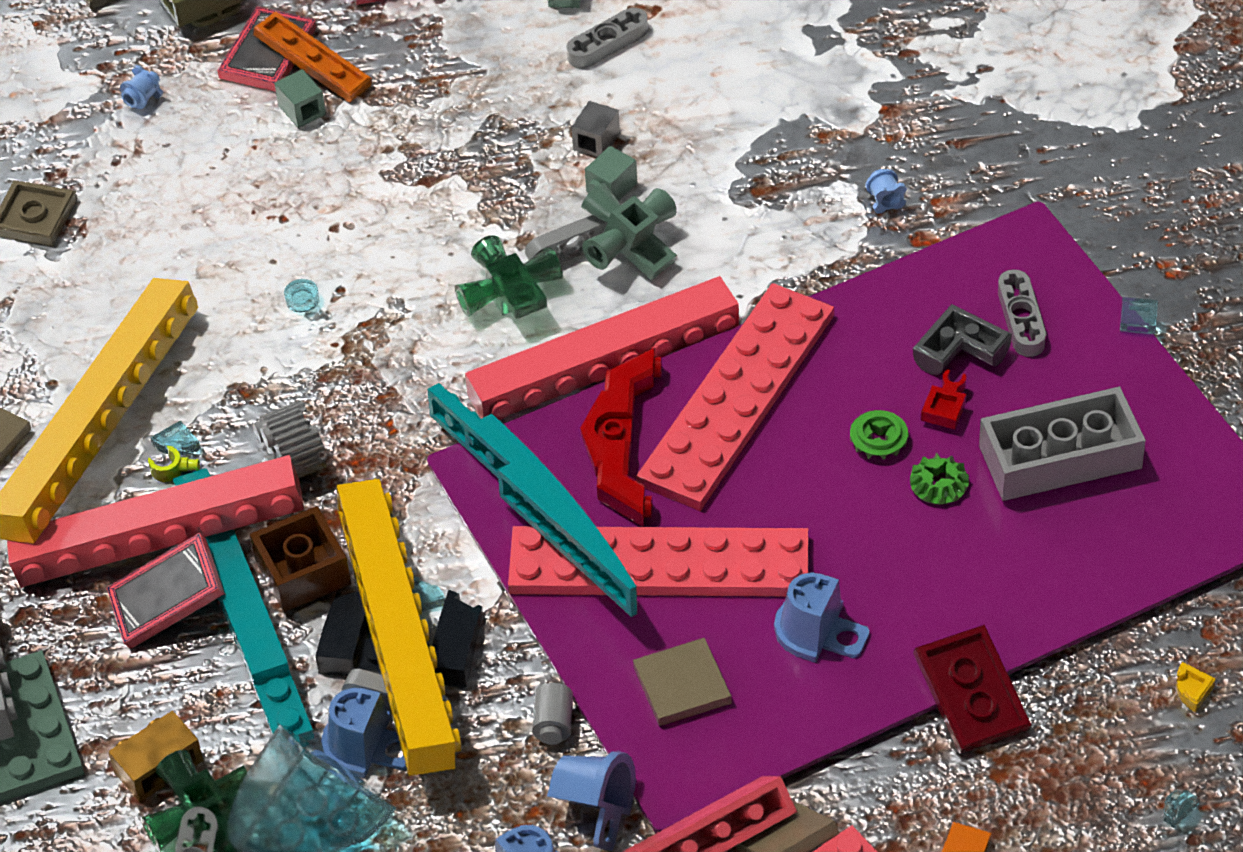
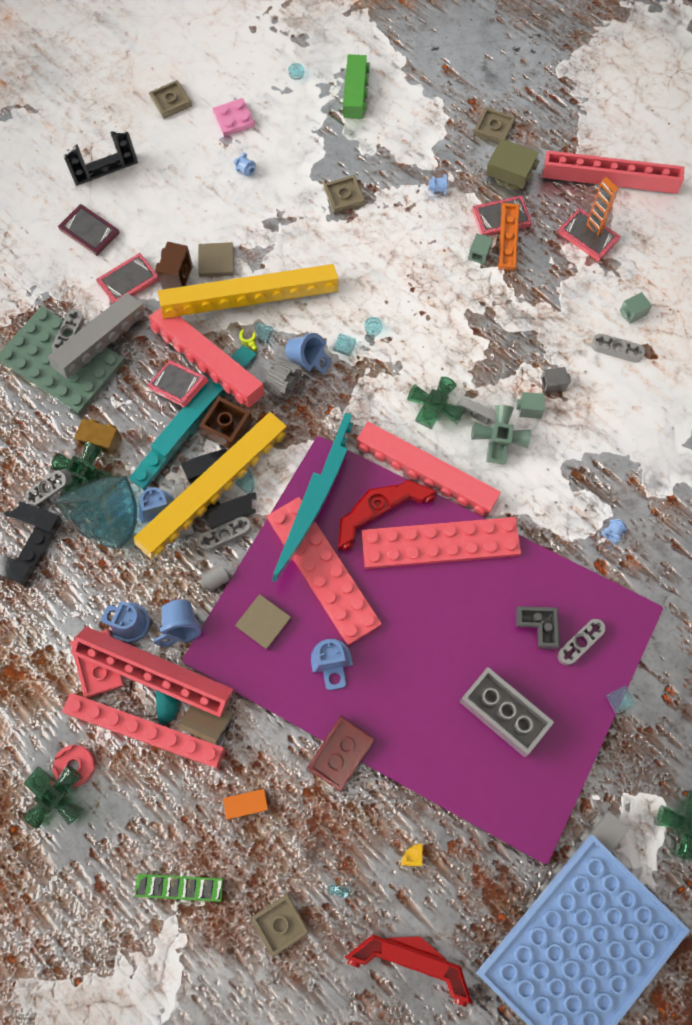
camera: 55 degrees right, 20 degrees up
(272, 386) = (307, 352): none -> medium blue container
(299, 347) = (344, 344): none -> clear light blue tile
(490, 681) = (227, 526): none -> light grey beam
(879, 422) = (467, 617): bright green gear -> none
(945, 404) = (497, 640): red plate -> none
(948, 488) = (446, 672): bright green gear -> none

